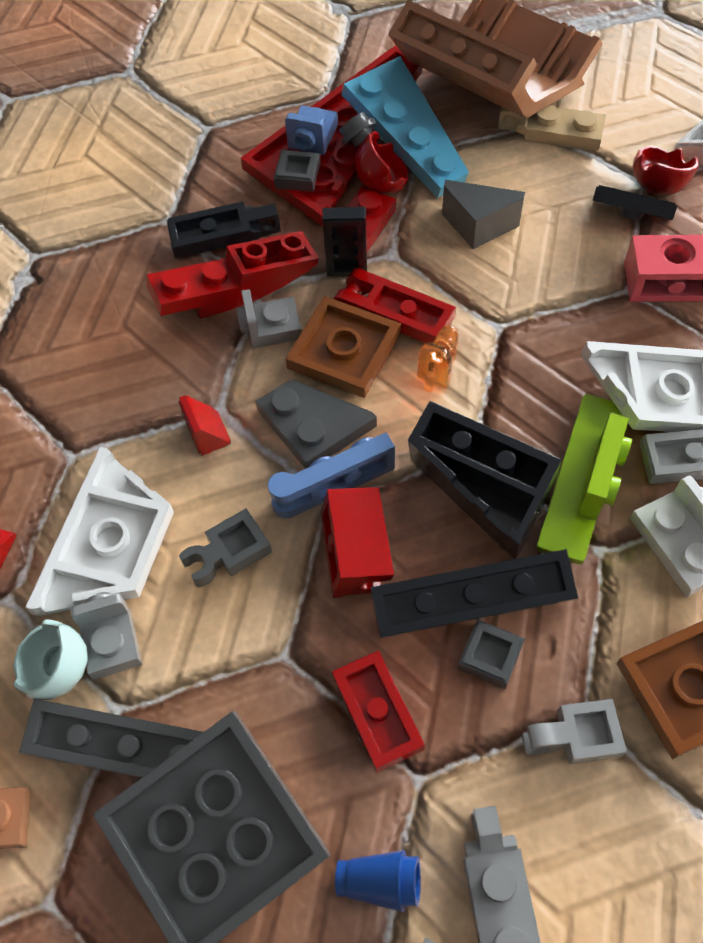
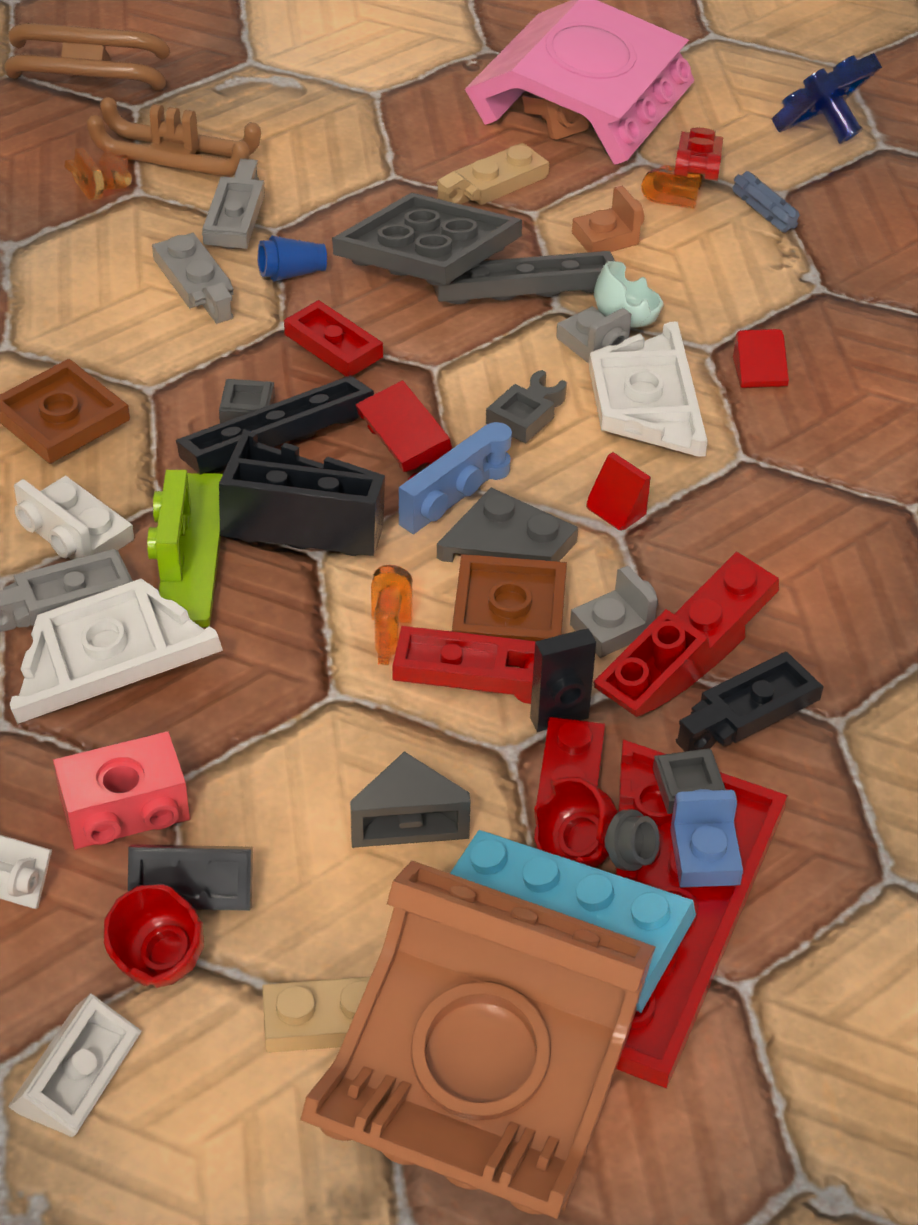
camera: 155 degrees right, 15 degrees down
(584, 729) = (154, 363): light grey plate -> none

